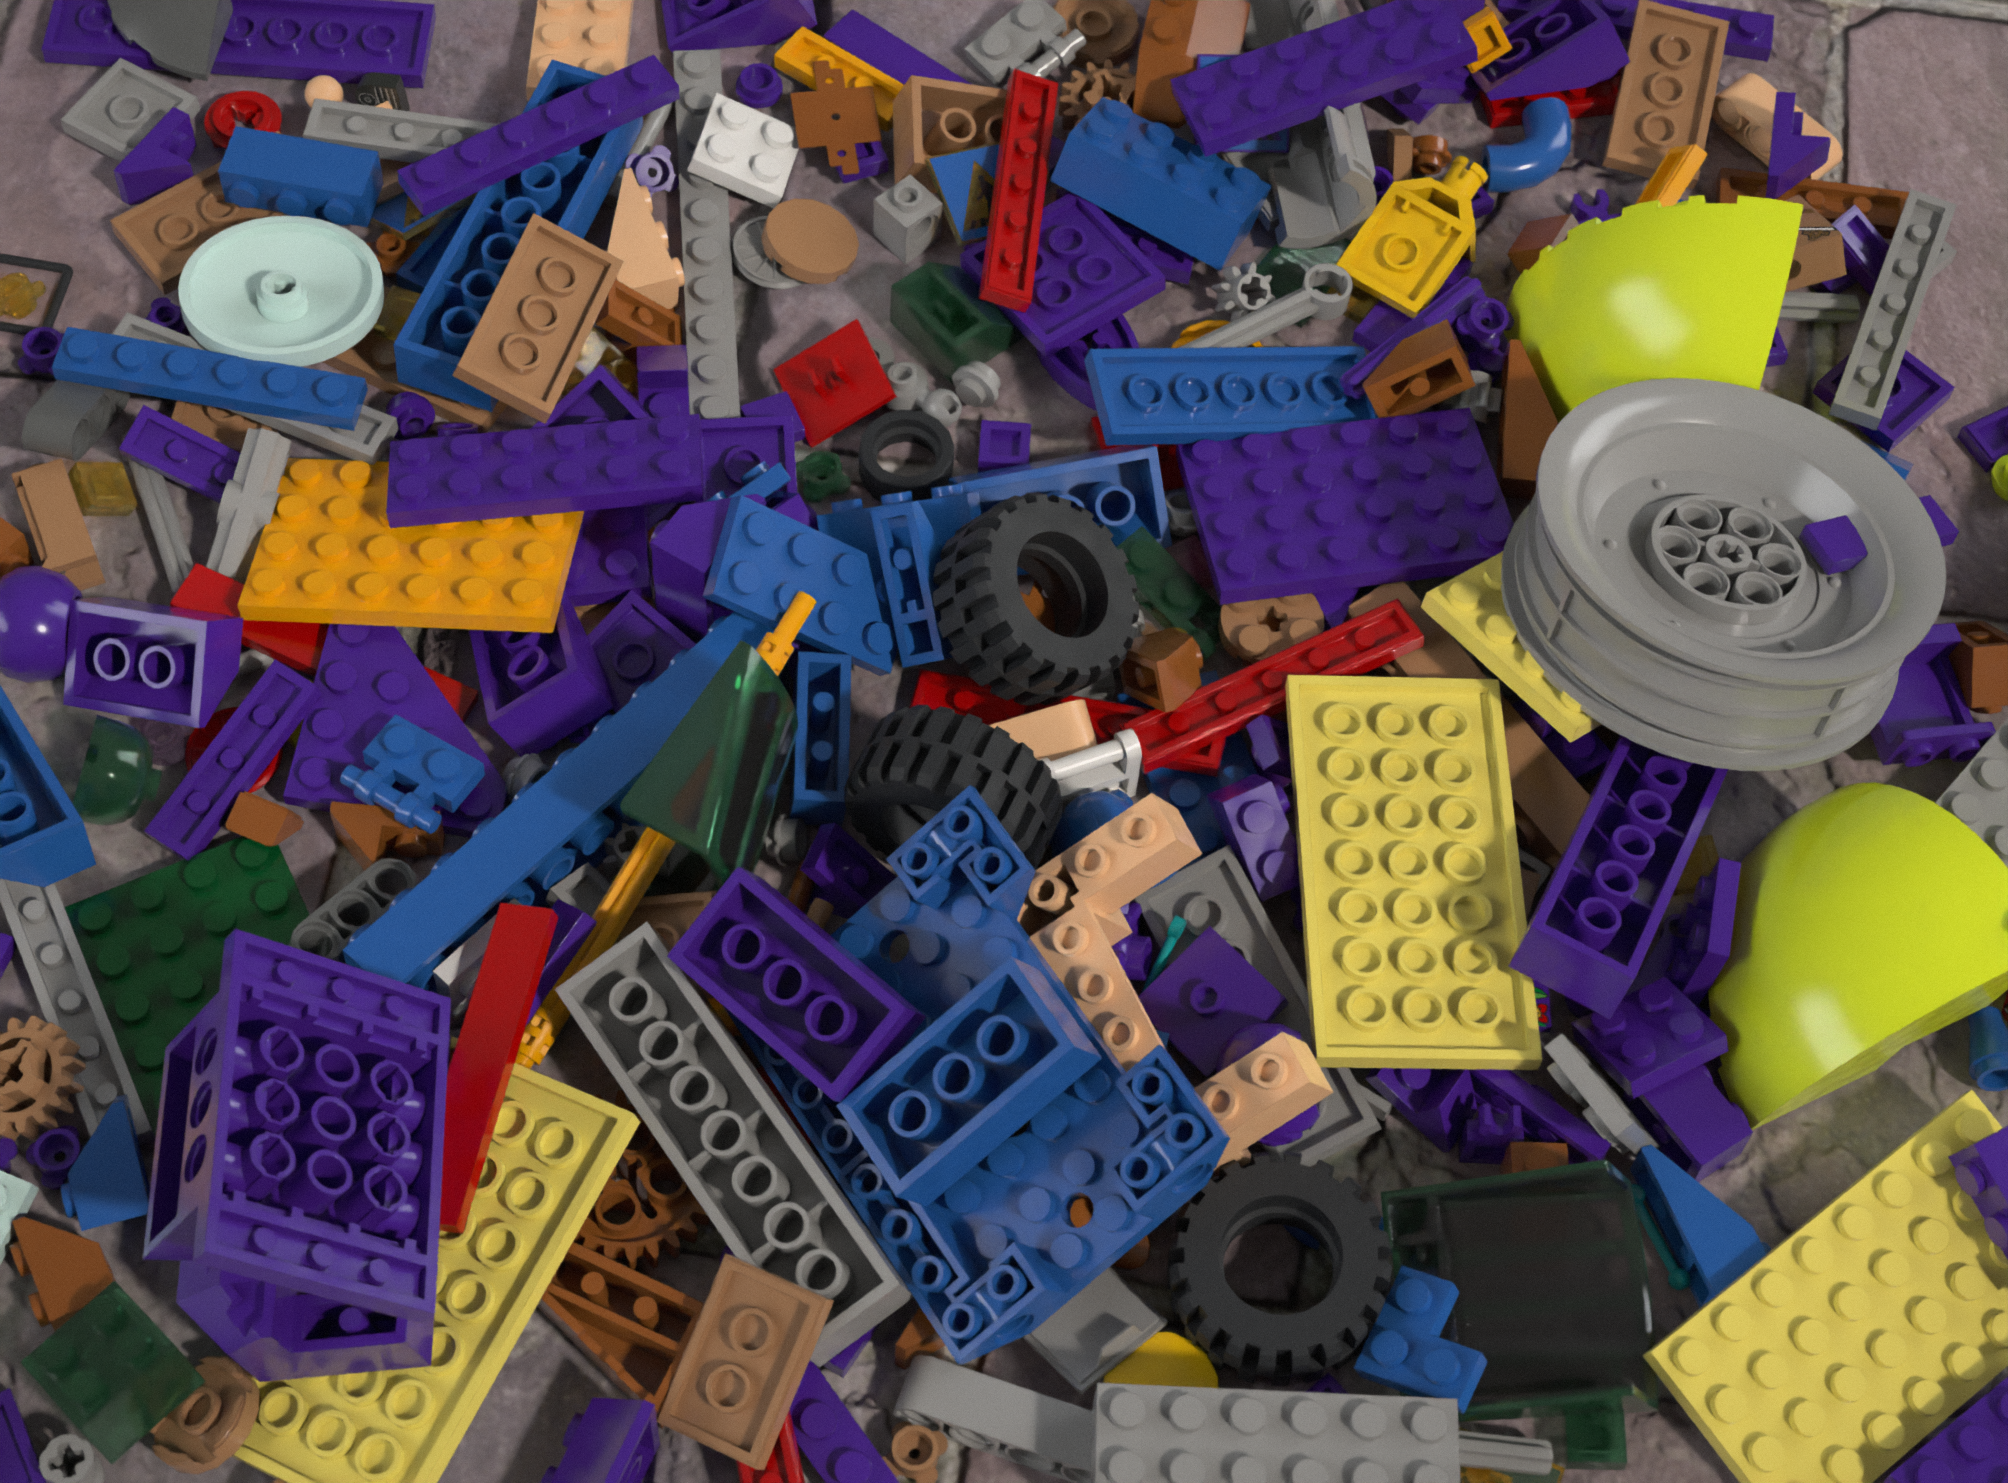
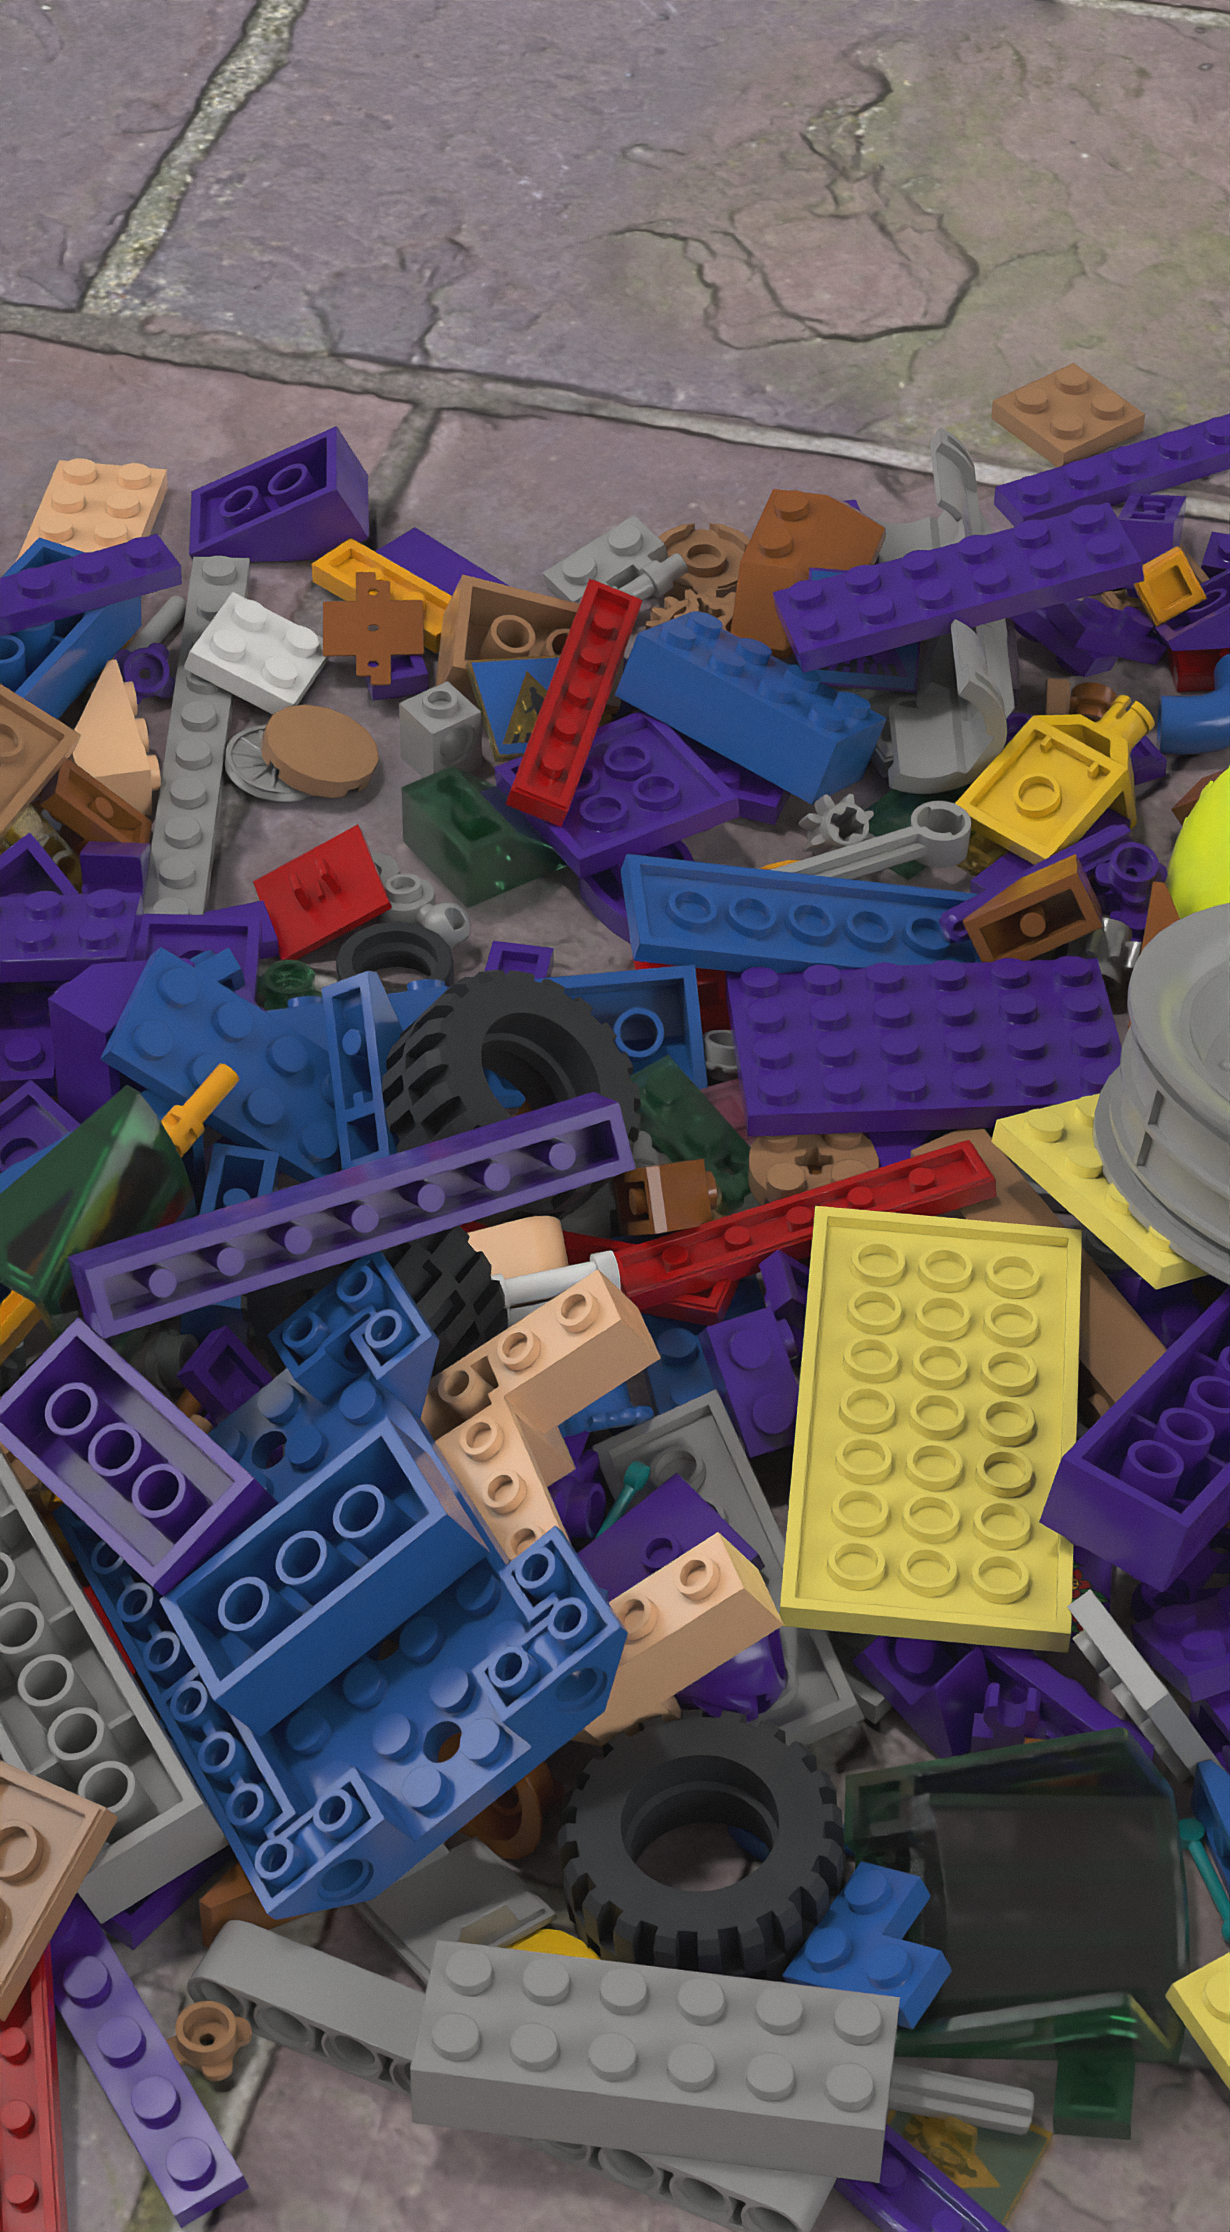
camera: 10 degrees right, 15 degrees down
(759, 86) = (290, 596): dark purple plate -> none
(948, 761) = (350, 1214): none -> dark purple brick
(976, 384) = (494, 906): light grey plate -> none

